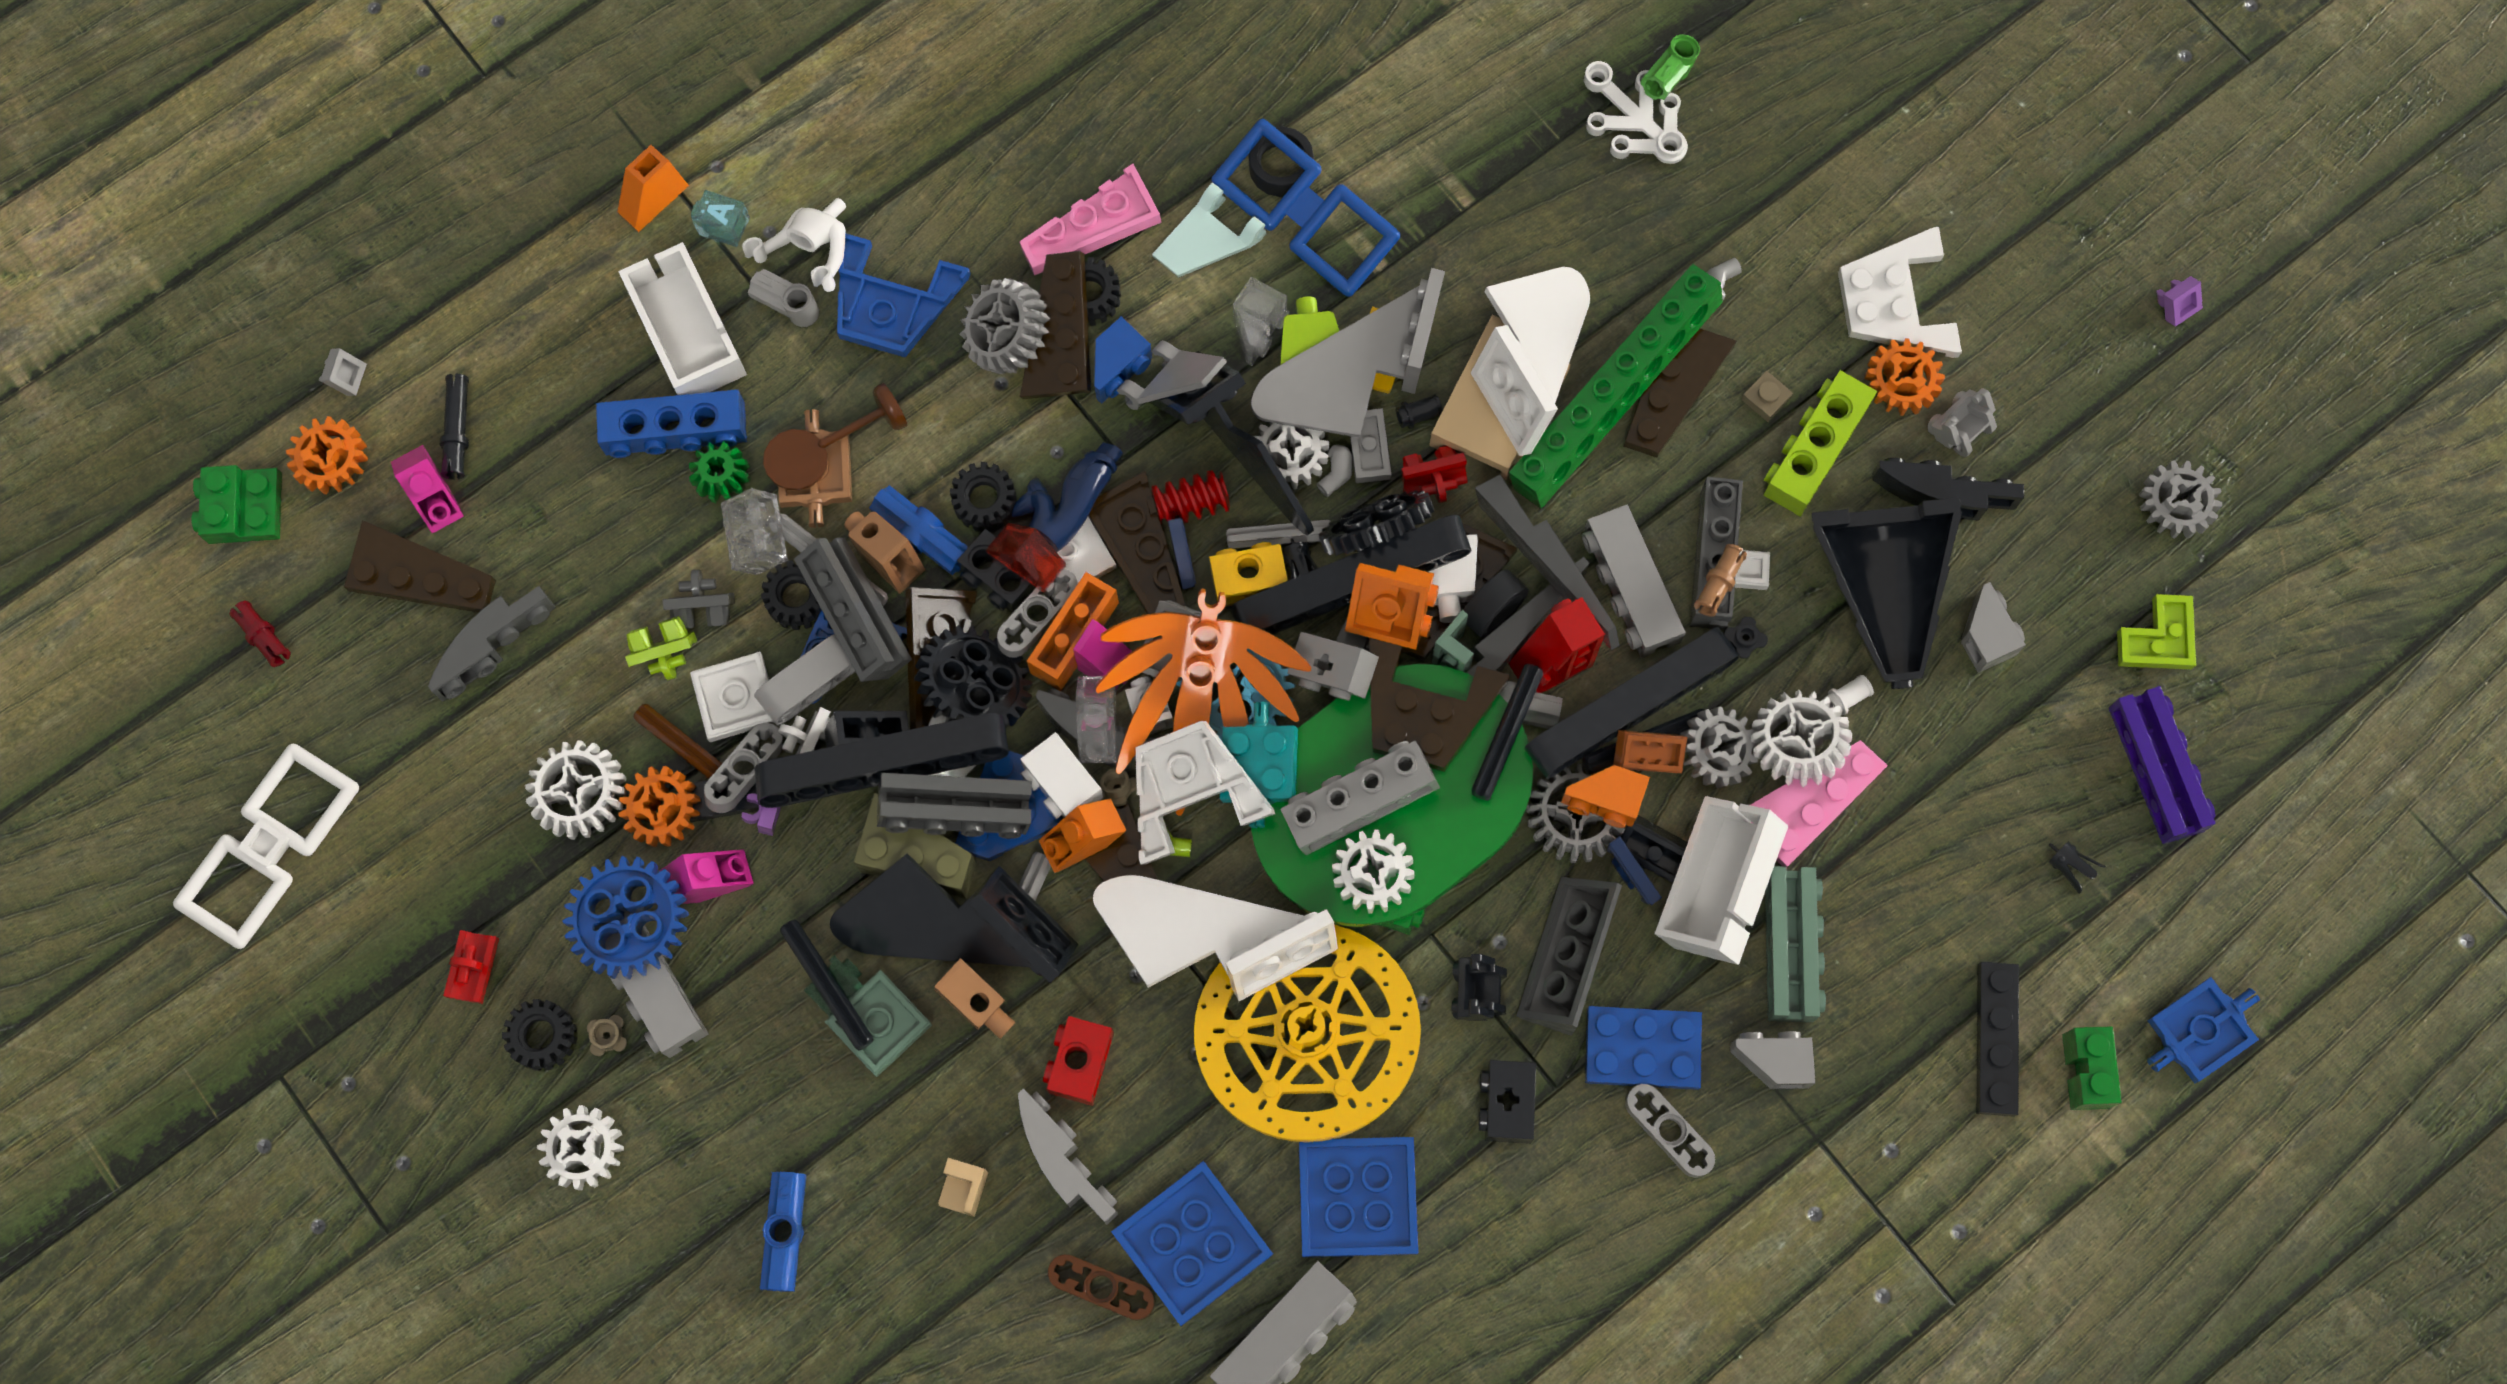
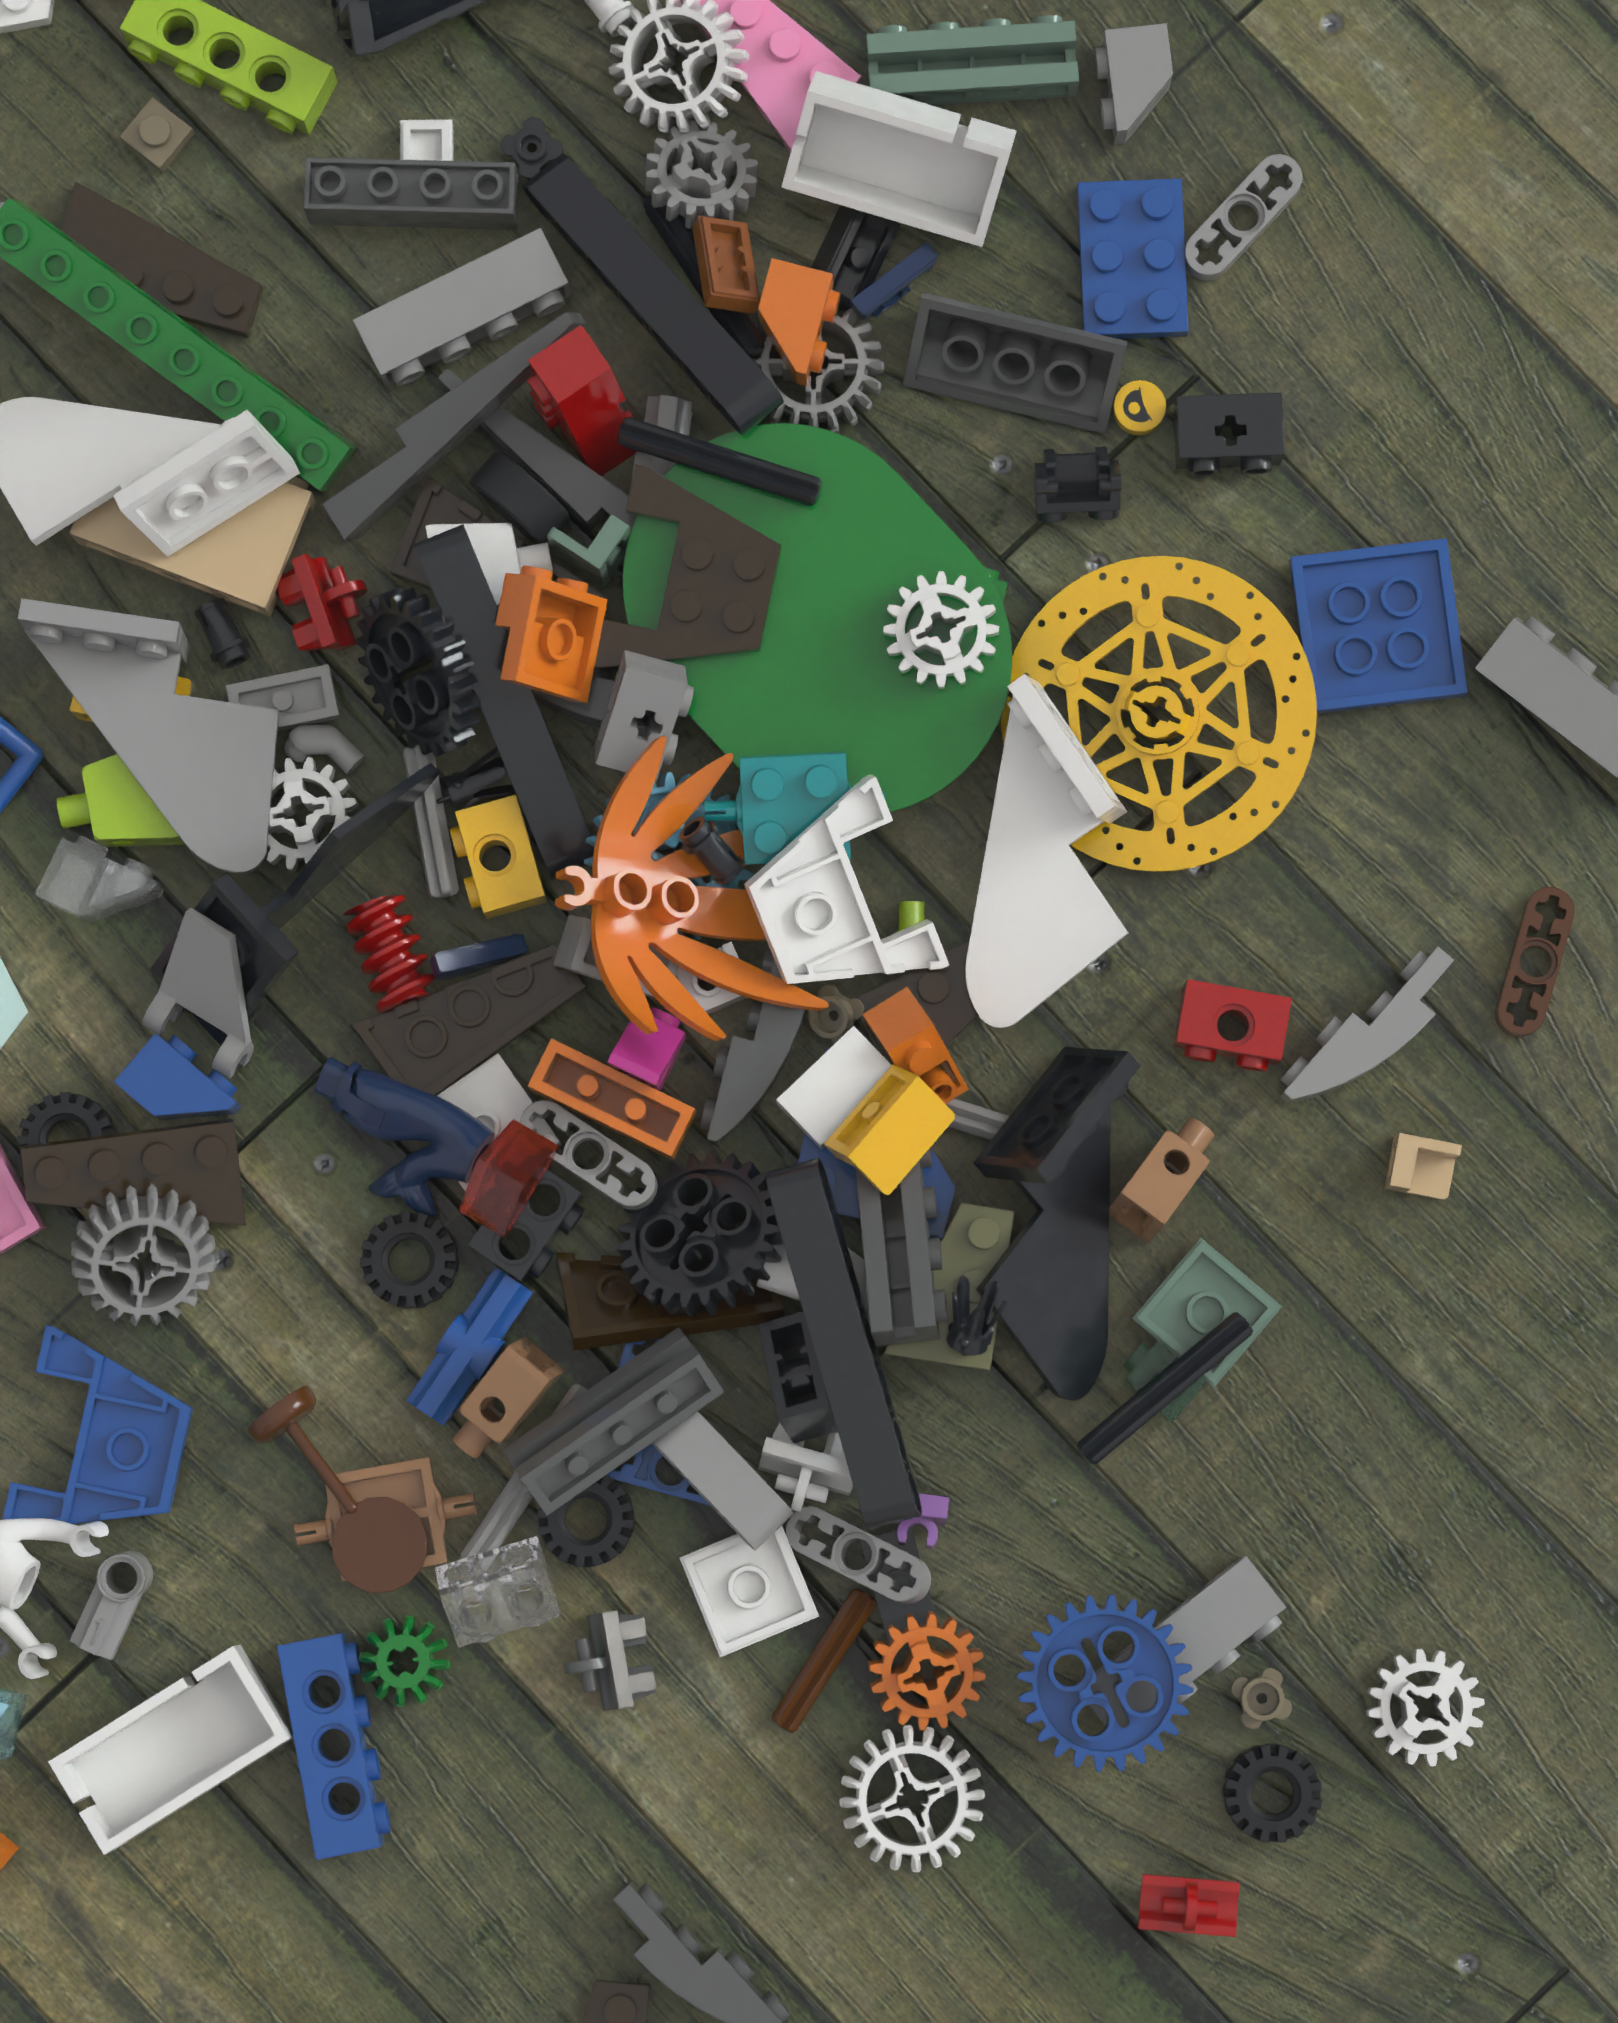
camera: 95 degrees left, 10 degrees up
(675, 639) = (693, 1702): lime hips -> none
(710, 874) = (1019, 1583): dark pink slope -> none
(781, 1258) = (1543, 1405): blue piece -> none
(877, 846) = (973, 1332): none -> black piece
(1022, 802) = (891, 1128): none -> yellow panel
(1095, 721) = (752, 1044): clear slope -> none
(1192, 1243) = (1463, 844): blue plate -> none
(1233, 703) = (703, 841): none -> black pin
(1359, 797) = (839, 655): light grey brick -> none
(1533, 1041) = (1139, 407): none -> yellow tile
(1720, 580) = (468, 177): medium nougat pin -> none

